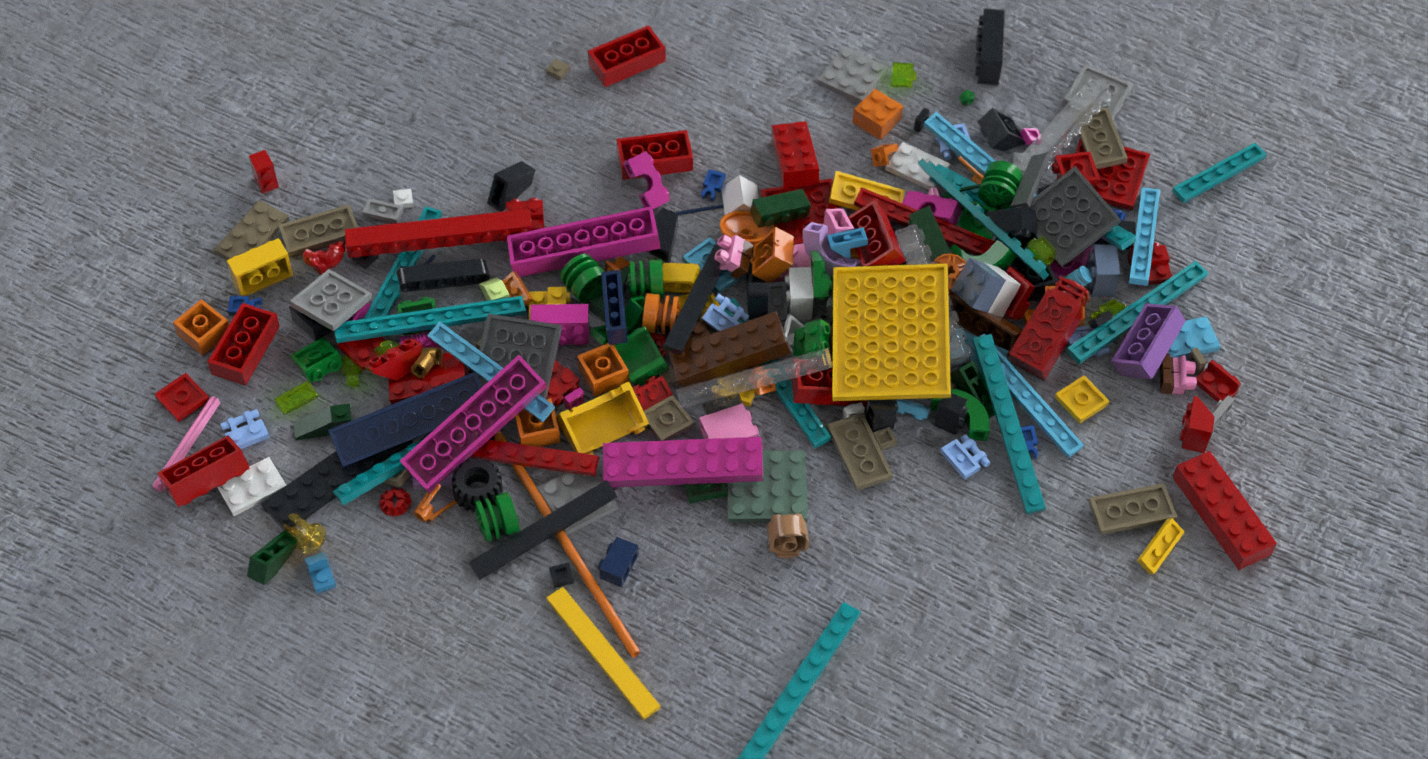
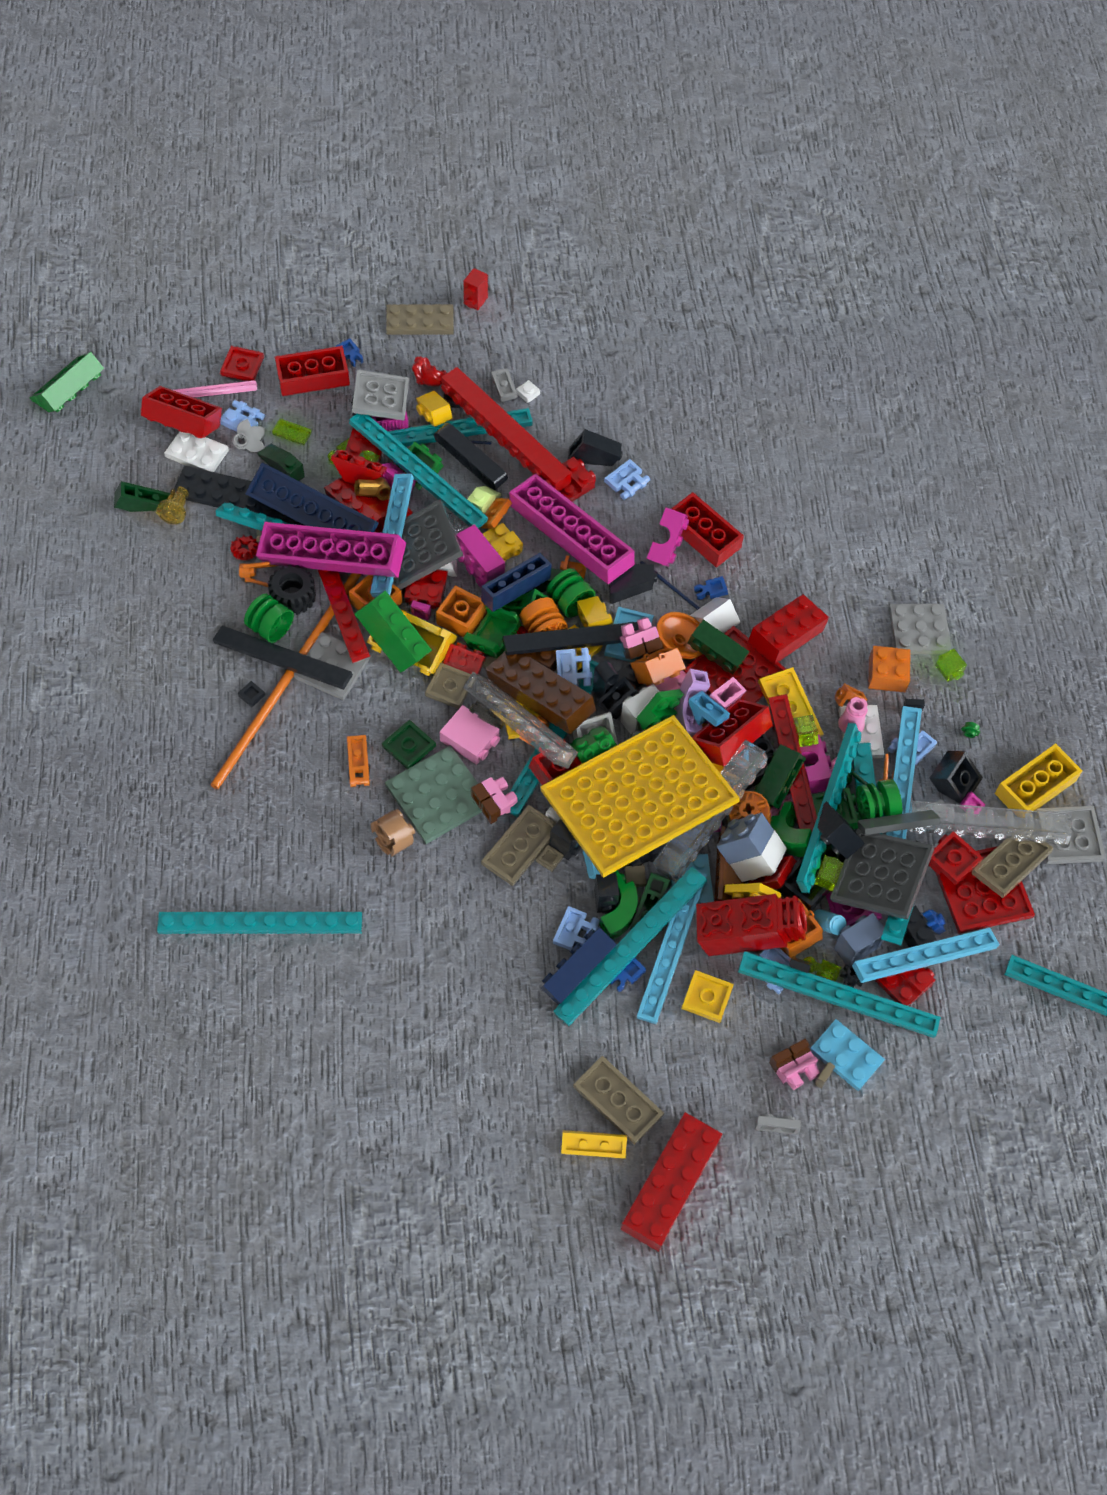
camera: 55 degrees right, 5 degrees up
(75, 553) = (68, 382): none -> slope
(201, 327) = (307, 334): orange brick -> none
(260, 267) = (385, 339): yellow brick -> none
(273, 432) = (251, 435): none -> light grey plate
(317, 230) = (451, 353): dark tan plate -> none
(317, 360) = (331, 424): green plate -> none
(320, 572) = (152, 535): dark azure slope -> none
(369, 272) = (434, 408): none -> yellow brick
(551, 180) = (623, 475): none -> light blue plate
(558, 69) = (740, 417): dark tan plate -> none
(582, 277) = (538, 540): green wheel -> none
(590, 423) = (392, 631): none -> green slope
(603, 653) = (200, 764): yellow tile -> none
(618, 561) = (289, 726): dark blue brick -> none
(626, 56) = (790, 454): red brick -> none
(683, 462) = (408, 717): dark pink brick -> none
(692, 527) = (358, 760): none -> orange plate
(816, 439) = (491, 800): none -> hips
(903, 193) = (806, 730): none -> clear neon green brick
(910, 157) = (854, 713): none -> bright pink plant
(990, 46) = (1040, 715): black brick -> none
(1002, 469) = (578, 966): none -> dark blue brick
(1022, 314) = (749, 890): none -> yellow plate
(1043, 83) = (1039, 780): none -> yellow brick
(1126, 294) = (847, 975): none -> black gear
(1148, 341) = (806, 1018): medium lavender brick -> none
(1197, 426) = (742, 1108): red slope -> none
(1218, 382) = (814, 1107): red bracket -> none

